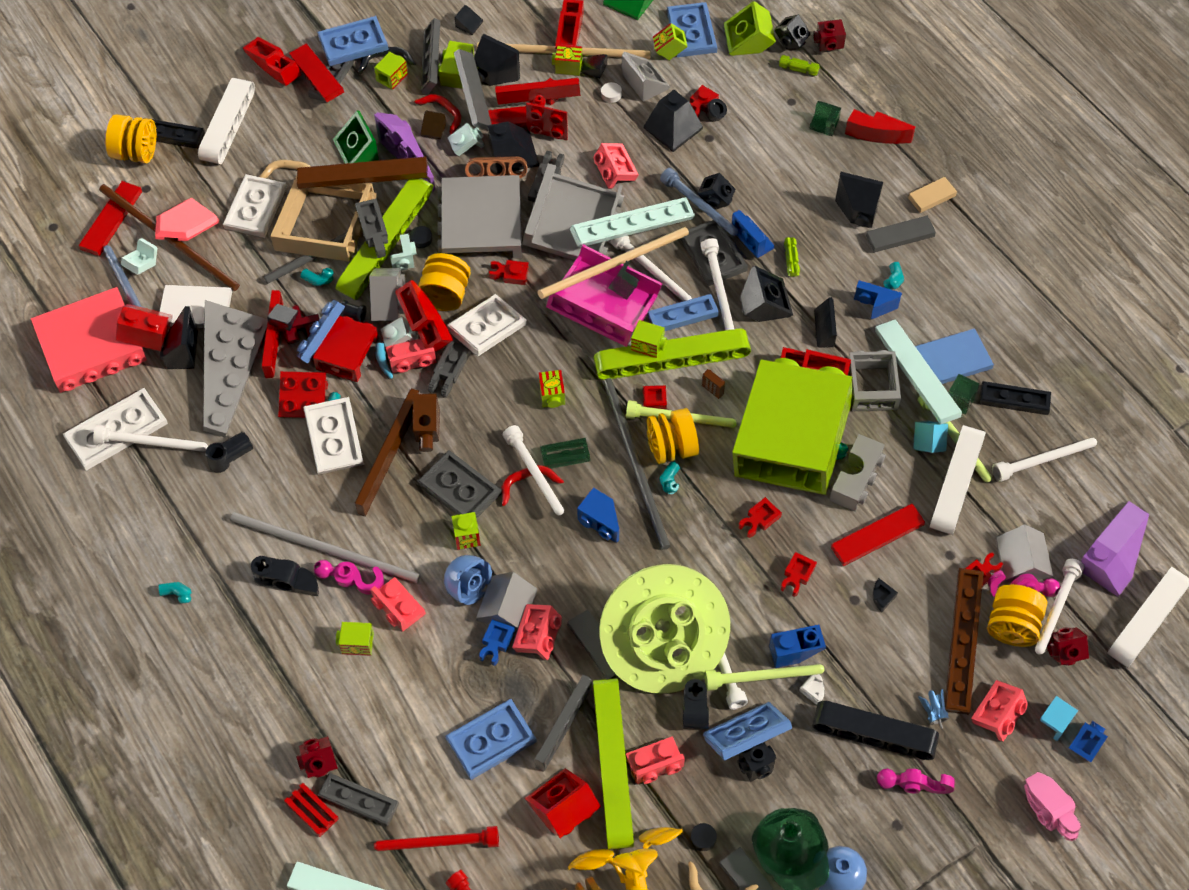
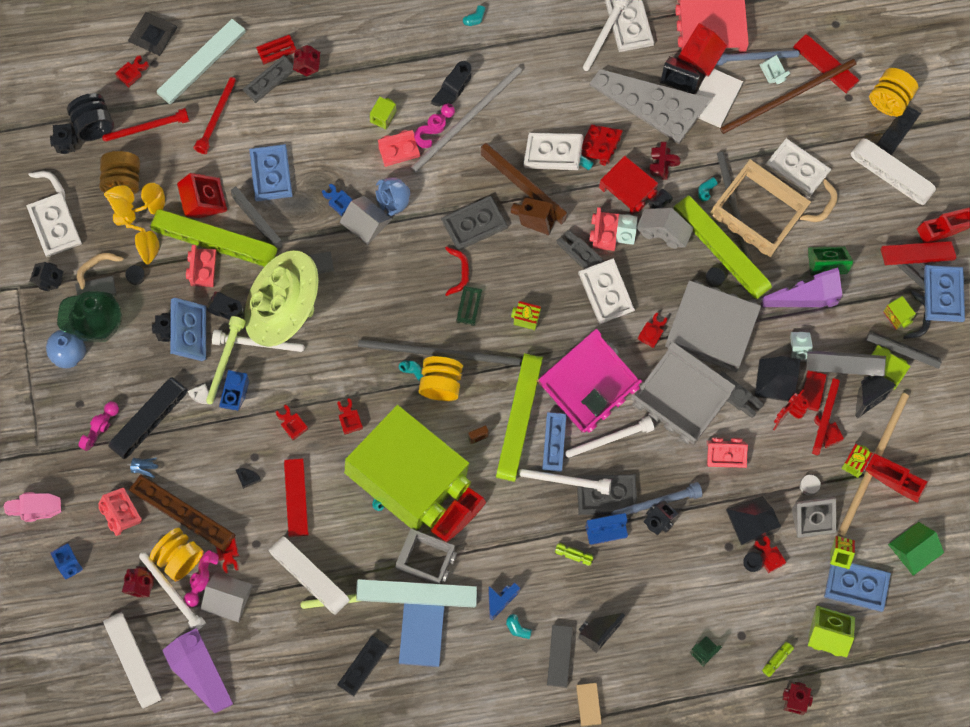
camera: 110 degrees right, 10 degrees up
(184, 221) = (798, 109): coral tile -> none
(227, 451) = (572, 80): black piece -> none
(271, 339) = (657, 136): red tile -> none
(282, 317) = (667, 143): slope -> none
(319, 330) = (646, 167): medium blue plate -> none
(362, 172) = (785, 244): reddish brown tile -> none
(372, 225) = (726, 232): dark grey hinge -> none
(381, 359) = (610, 209): medium azure helmet -> none
(405, 259) = (700, 259): light aqua bracket -> none
(423, 316) = (624, 241): red slope -> none
(433, 124) = (827, 326): dark brown slope -> none
(444, 281) = (653, 268): yellow wheel -> none
(447, 105) = (846, 347): red animal -> none
(466, 530) = (432, 210): lime brick -> none
(467, 20) = (937, 397): black slope -> none
(486, 162) = (757, 354): nougat beam -> none
(514, 437) = (496, 273): white piece -> none
(537, 630) = (332, 229): coral bracket -> none
(595, 65) = (844, 482): black slope -> none
(599, 513) = (403, 306): blue slope -> none
(609, 264) = (612, 396): tan piece -> none
(631, 222) = (655, 435): light aqua tile -> none
(635, 410) = (482, 369): yellowish green piece -> none
(648, 339) = (531, 394): lime brick -> none
(655, 396) = (489, 390): red tile -> none
(765, 296) = (541, 512): black slope -> none
(792, 32) = (813, 665): black brick -> none
(825, 324) = (496, 549): black slope -> none
(851, 489) = (361, 518): light grey arch -> none
(879, 128) = (677, 690): red slope -> none
(930, 436) = (353, 572): medium azure panel -> none
(964, 392) = (380, 619): clear green panel -> none
(1003, 471) = (302, 618): white piece -> none
(1058, 716) = (91, 546): medium azure panel -> none

